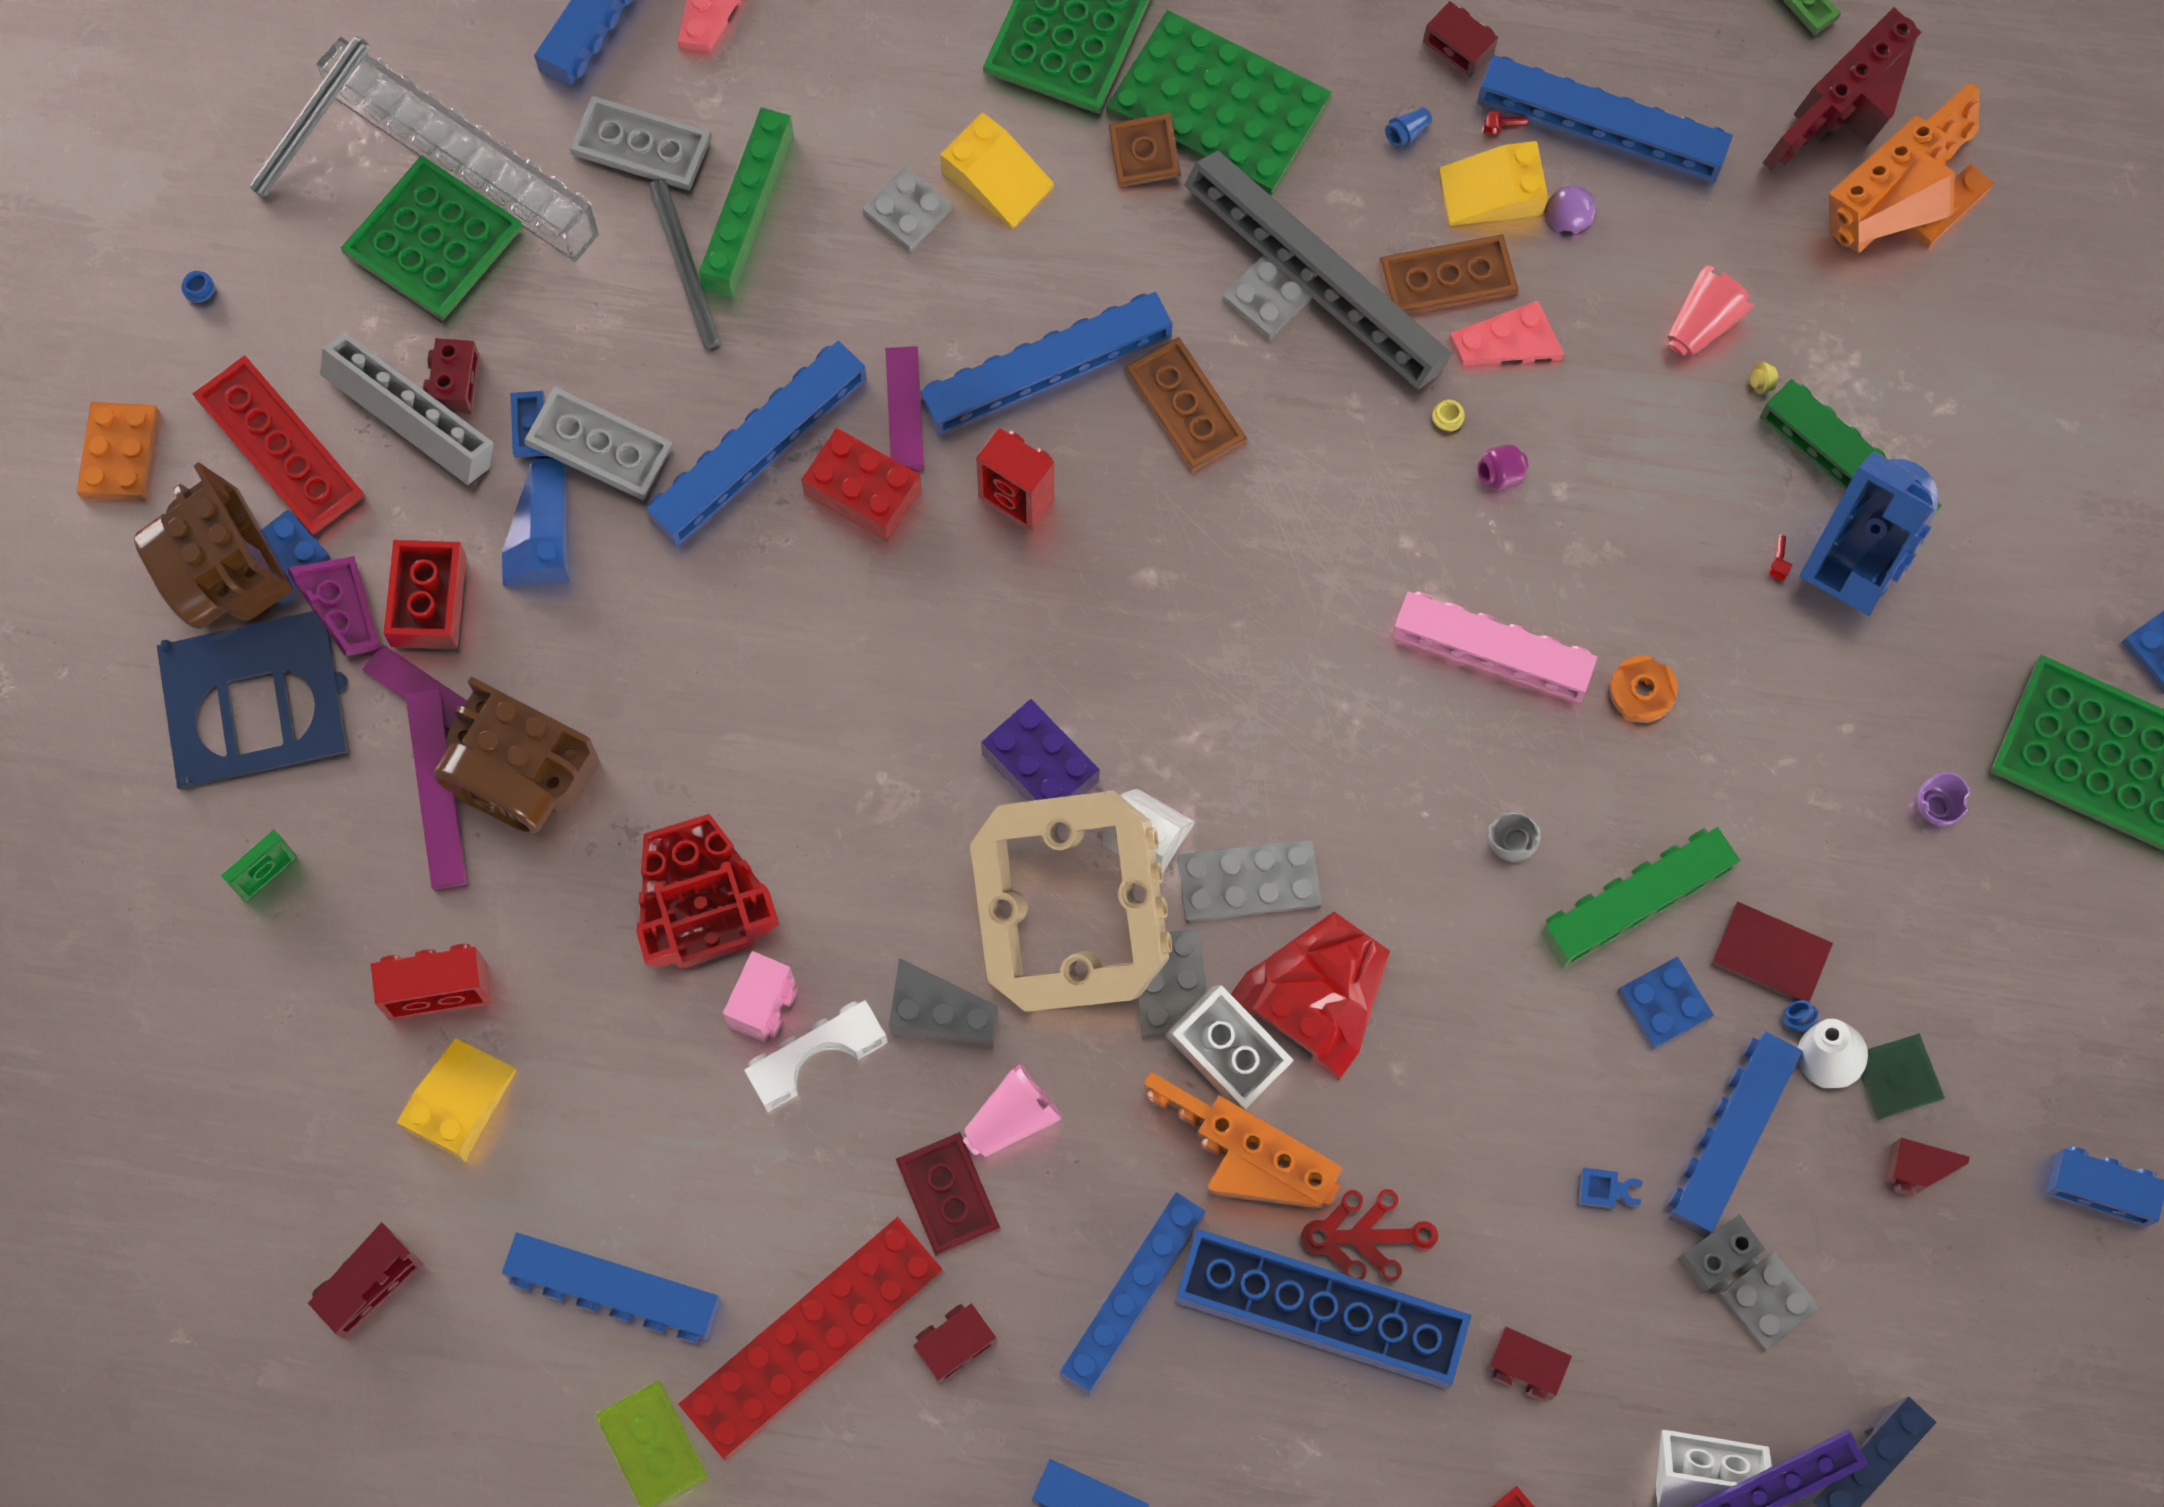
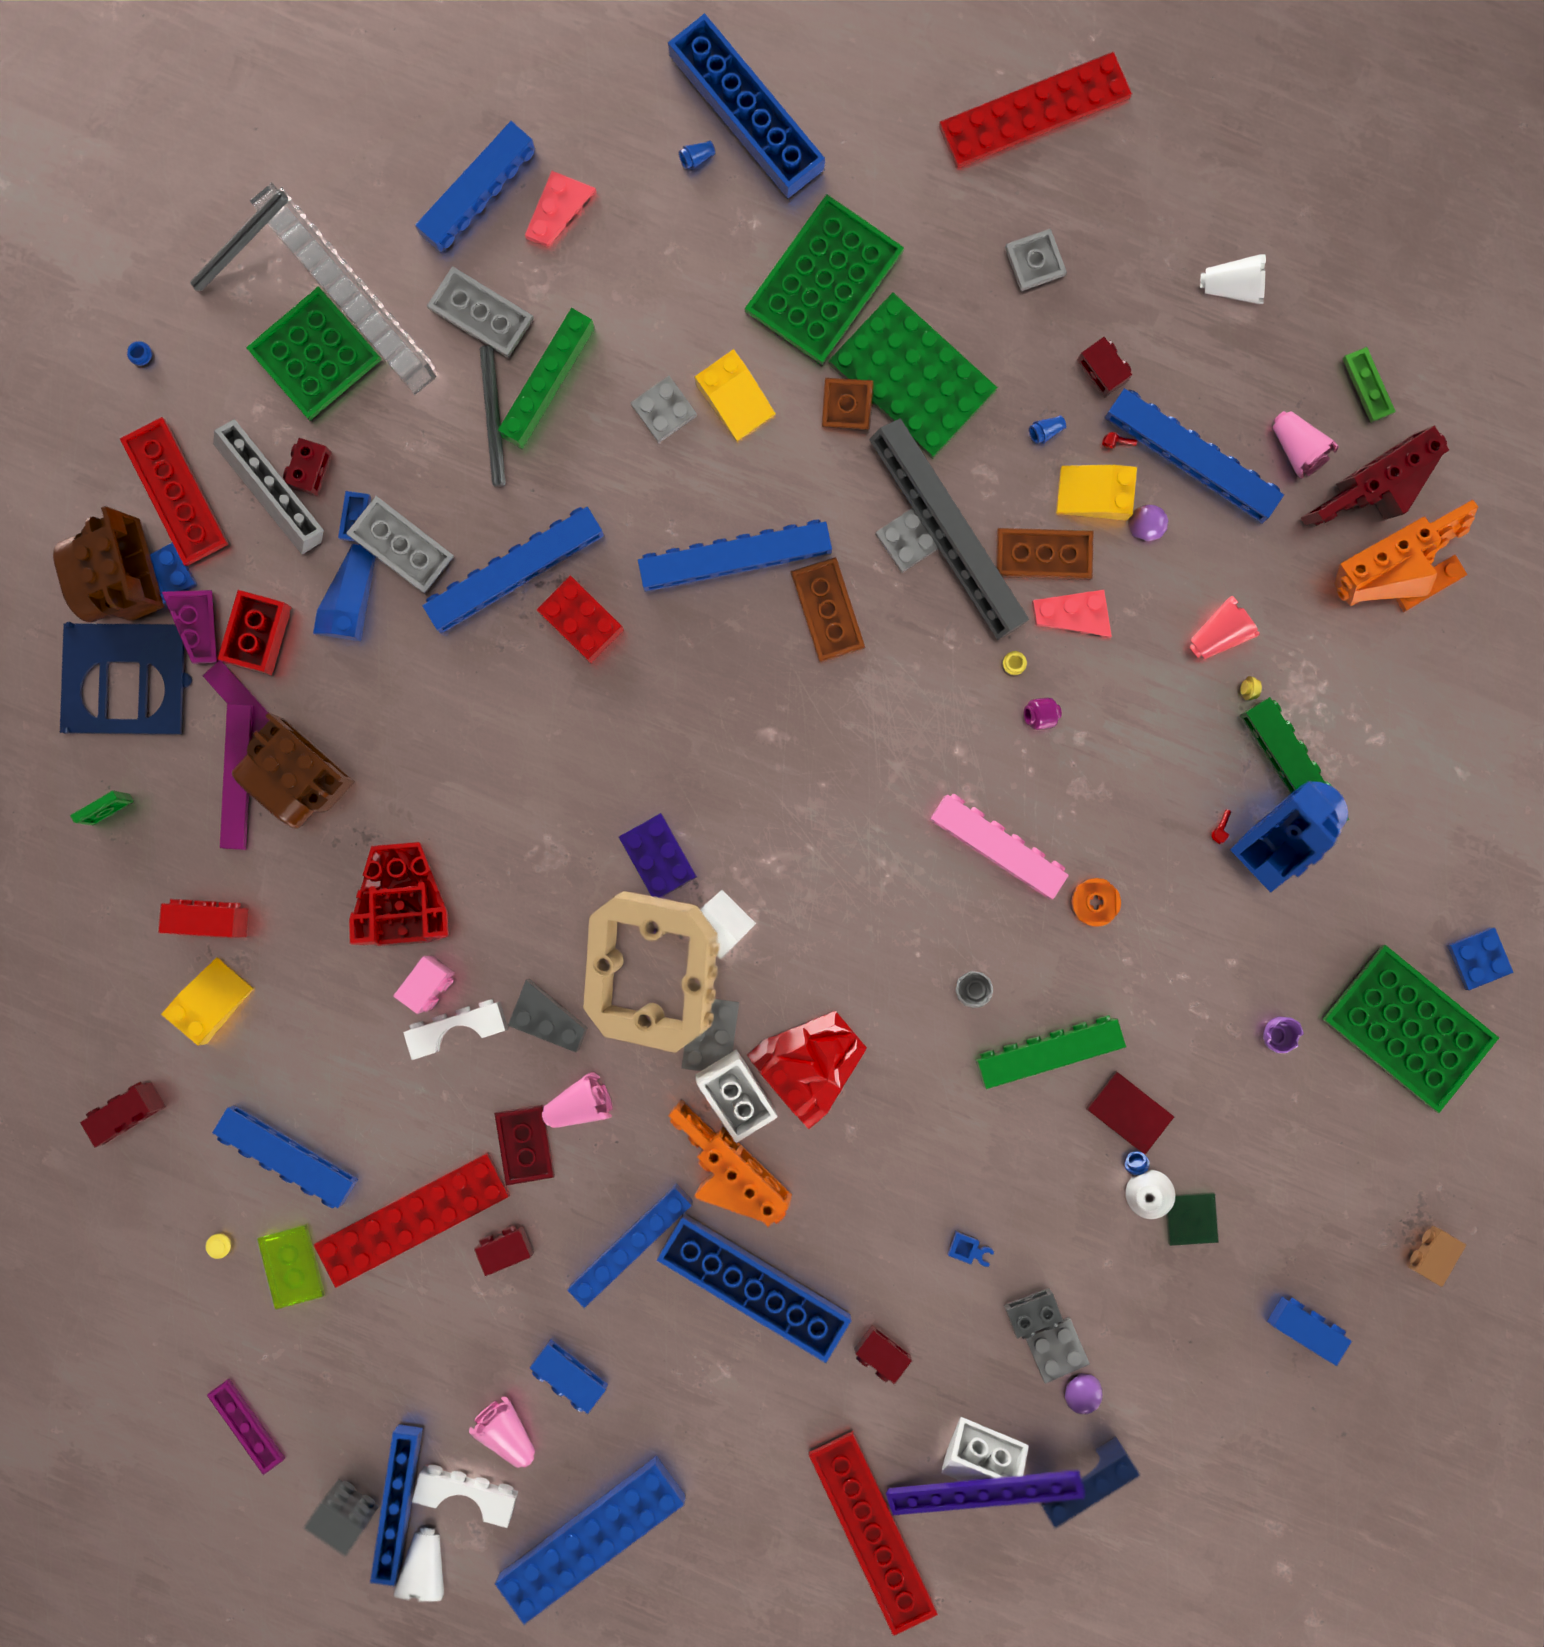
camera: 15 degrees right, 15 degrees up
(117, 451) = (61, 468): orange plate -> none
(540, 1440) = (218, 1246): none -> light yellow plate
(904, 406) = (625, 566): magenta tile -> none
(1015, 477) = (687, 645): red brick -> none
(1249, 881) = (782, 975): light grey plate -> none
(1363, 1237) = (796, 1241): red plant -> none
(1665, 1003) = (1046, 1129): blue plate -> none
(1734, 1134) = (1066, 1233): blue brick -> none
(1738, 73) = (1303, 443): none -> bright pink cone
(1824, 1353) = (1083, 1394): none -> medium lavender hair
(1918, 1166) = (1186, 1287): dark red slope -> none

